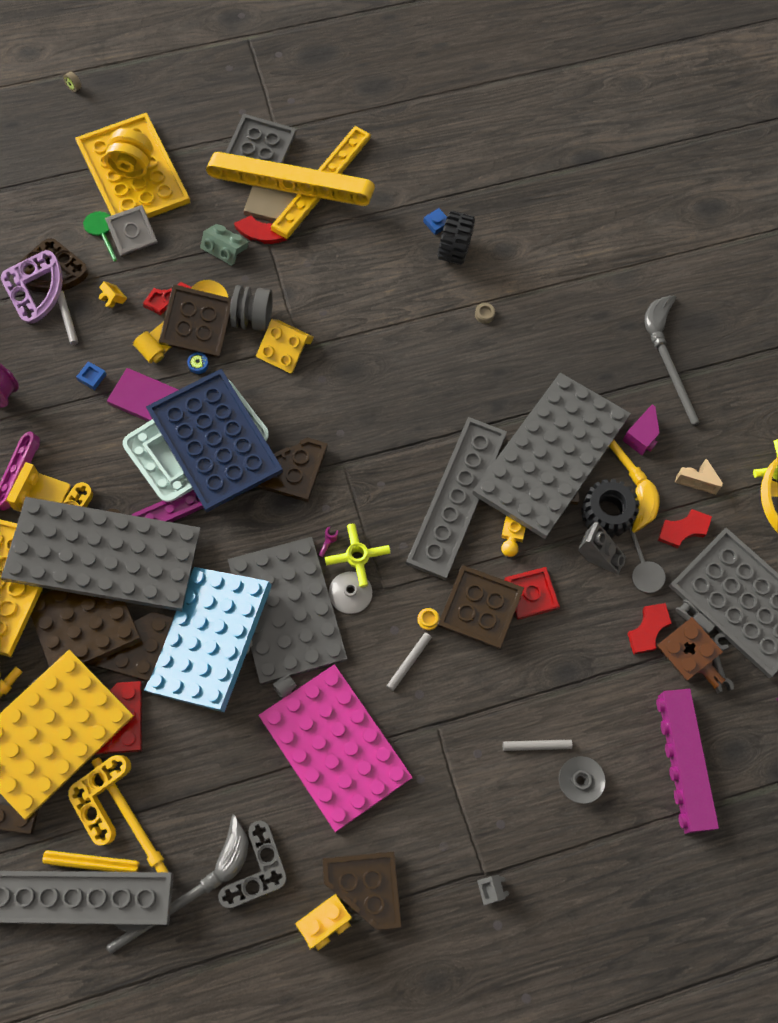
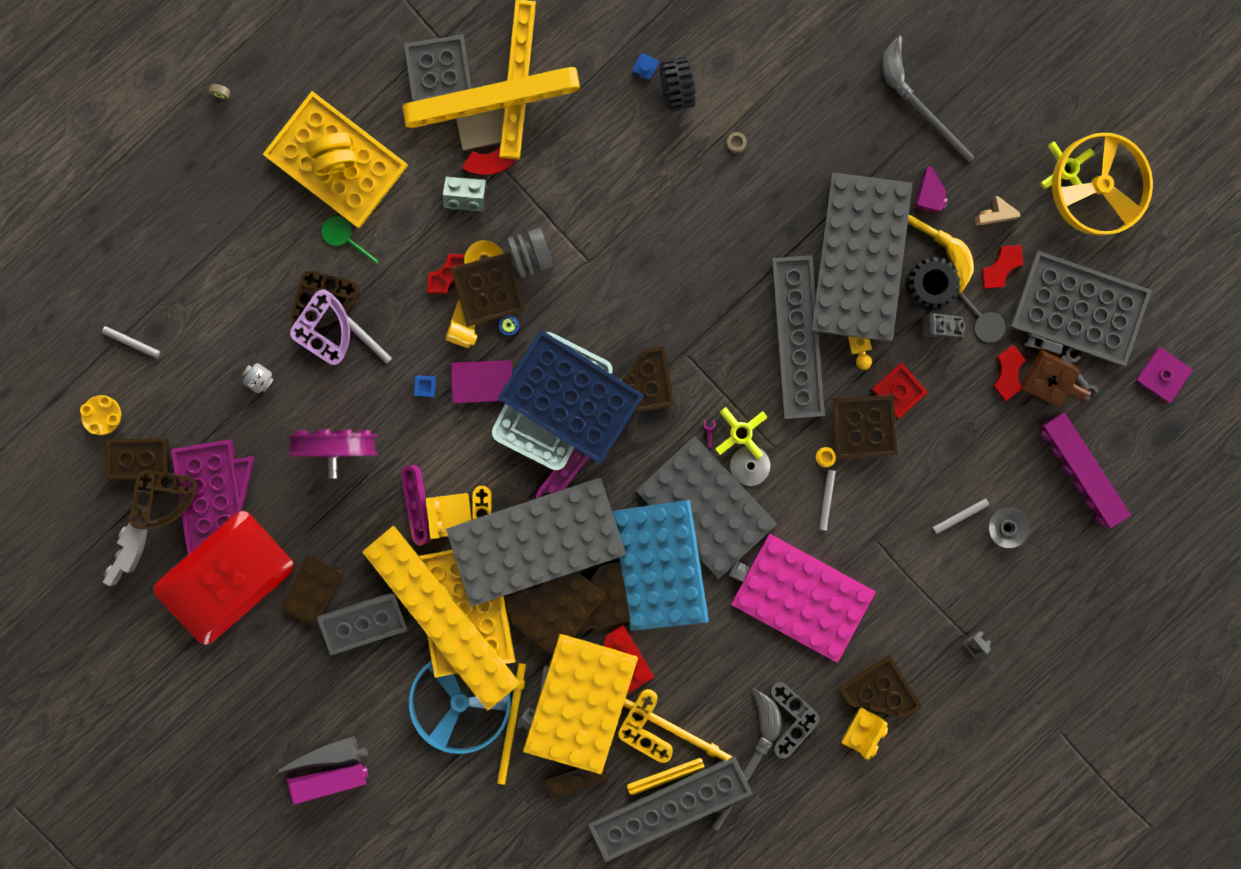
camera: 20 degrees left, 20 degrees up
(113, 294) = (395, 297): yellow tile -> none
(131, 230) = (374, 225): light grey tile -> none
(283, 345) = (575, 269): yellow bracket -> none

